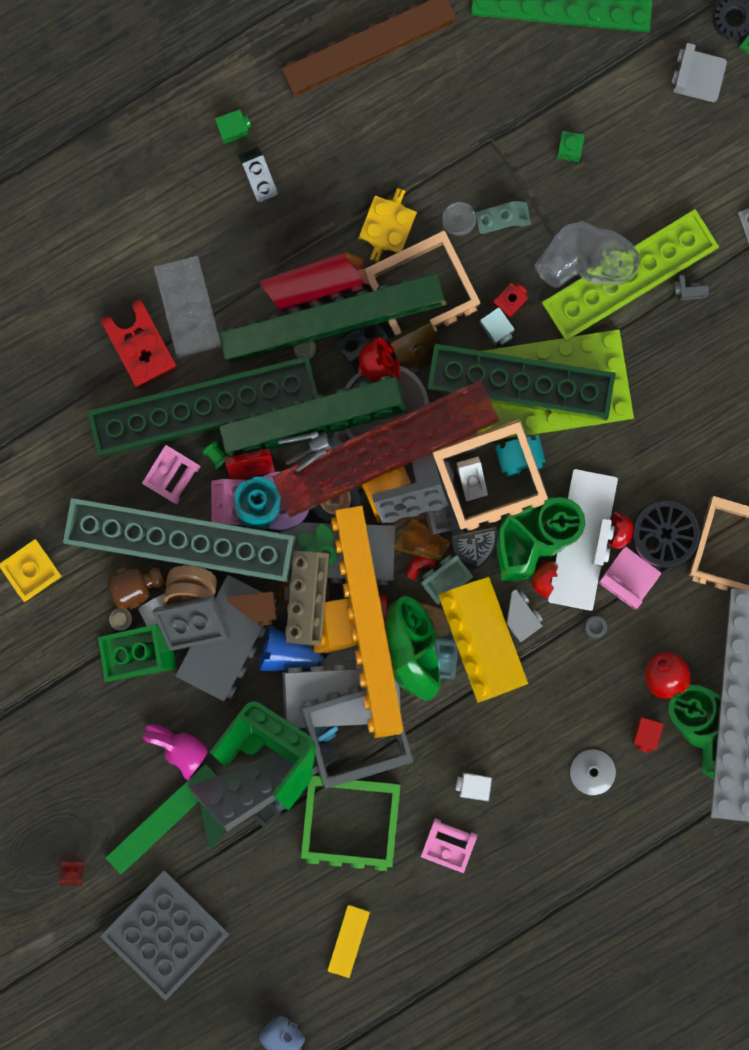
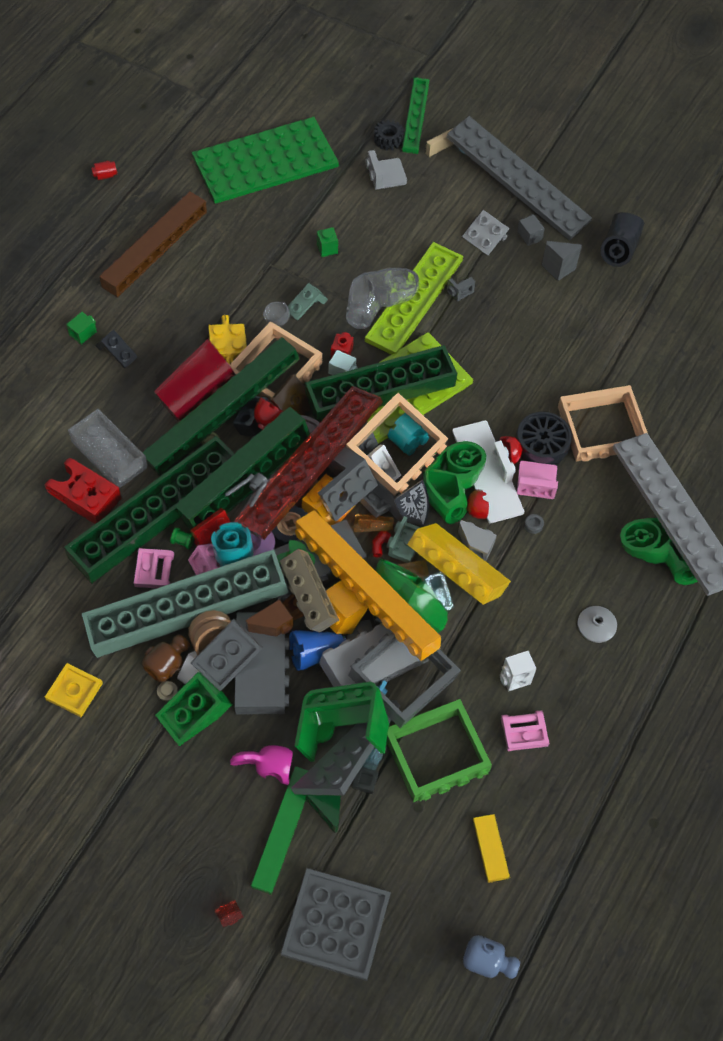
camera: 30 degrees left, 25 degrees down
(647, 734) = (619, 574): red brick -> none
(667, 675) = (606, 525): red cylinder -> none

